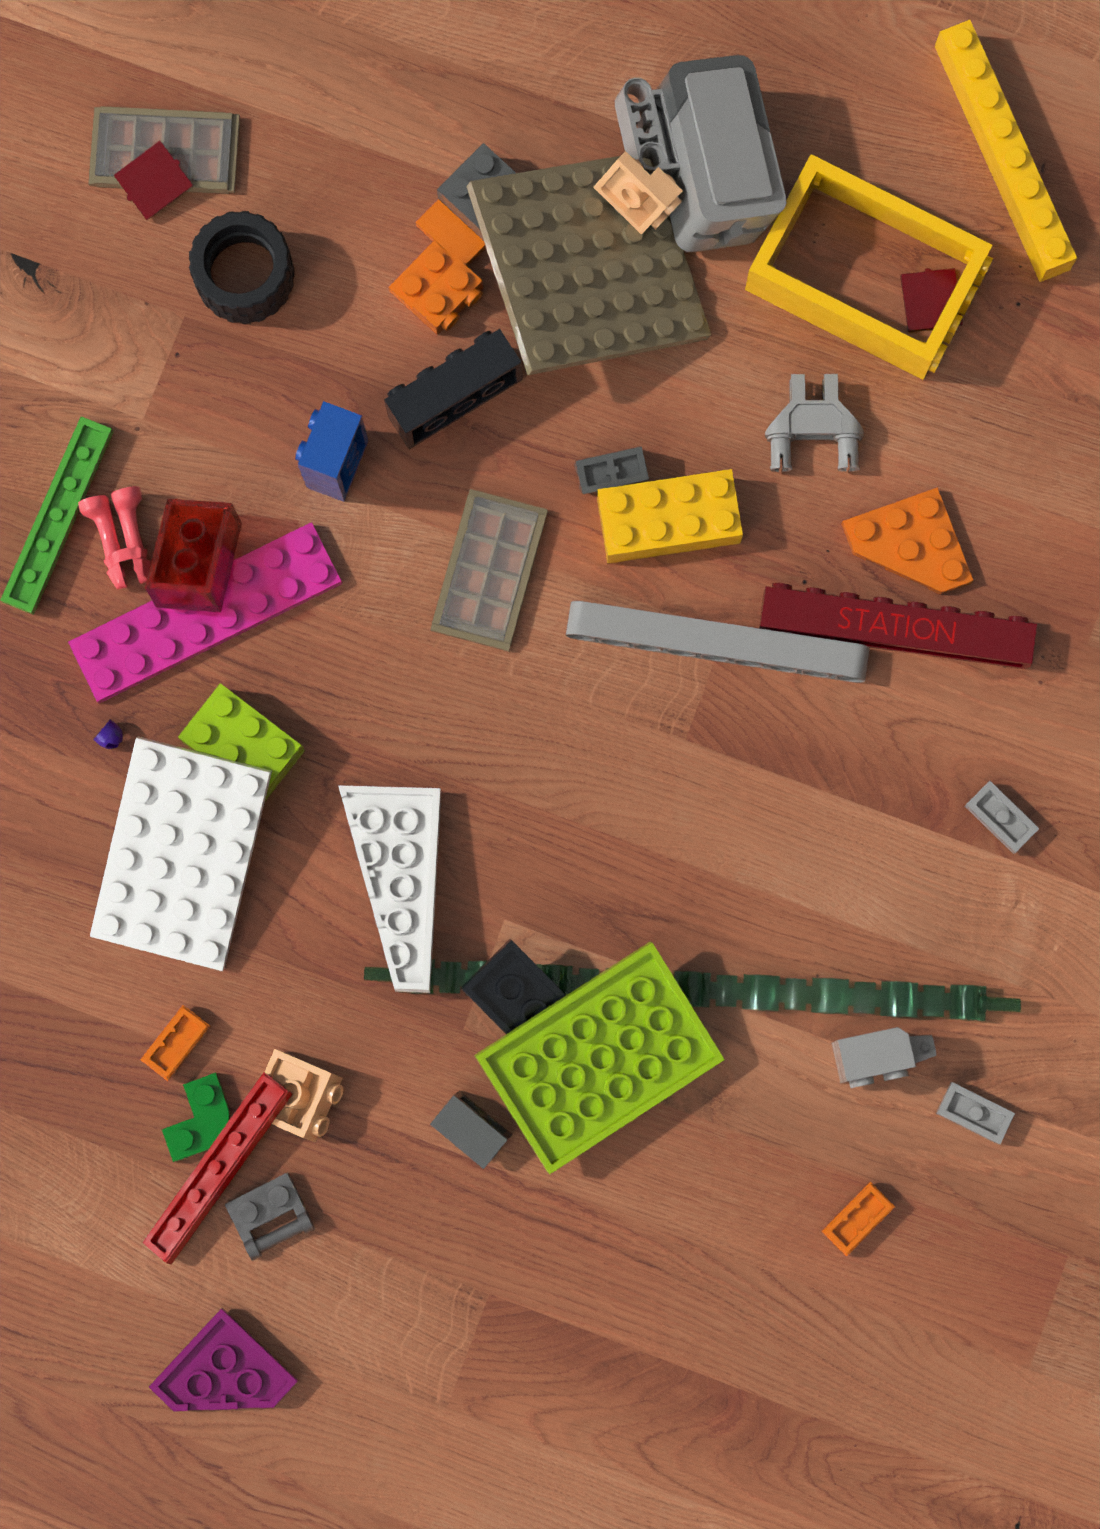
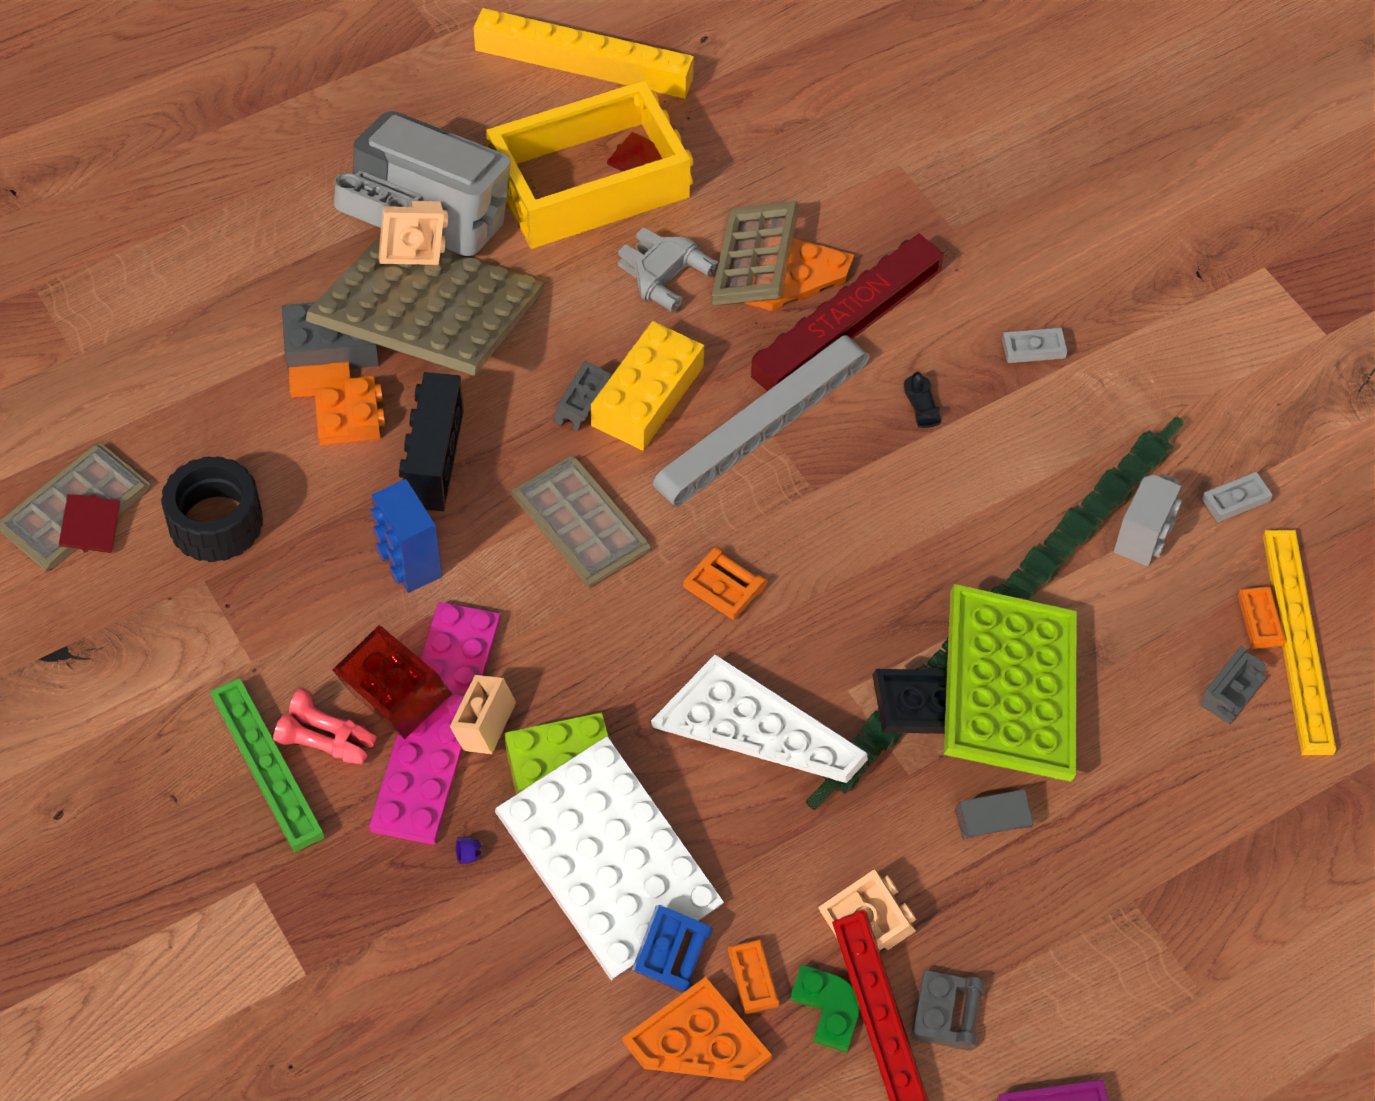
camera: 55 degrees left, 25 degrees down
(92, 1040) = (698, 1037): none -> orange plate
(139, 955) = (663, 943): none -> blue plate
(230, 649) = (483, 714): none -> light nougat brick
(511, 740) = (721, 590): none -> orange plate
(764, 1243) = (1234, 686): none -> dark grey hinge
(860, 758) = (920, 396): none -> black piece
(863, 1265) = (1300, 644): none -> yellow tile
(894, 494) = (755, 253): none -> dark tan piece

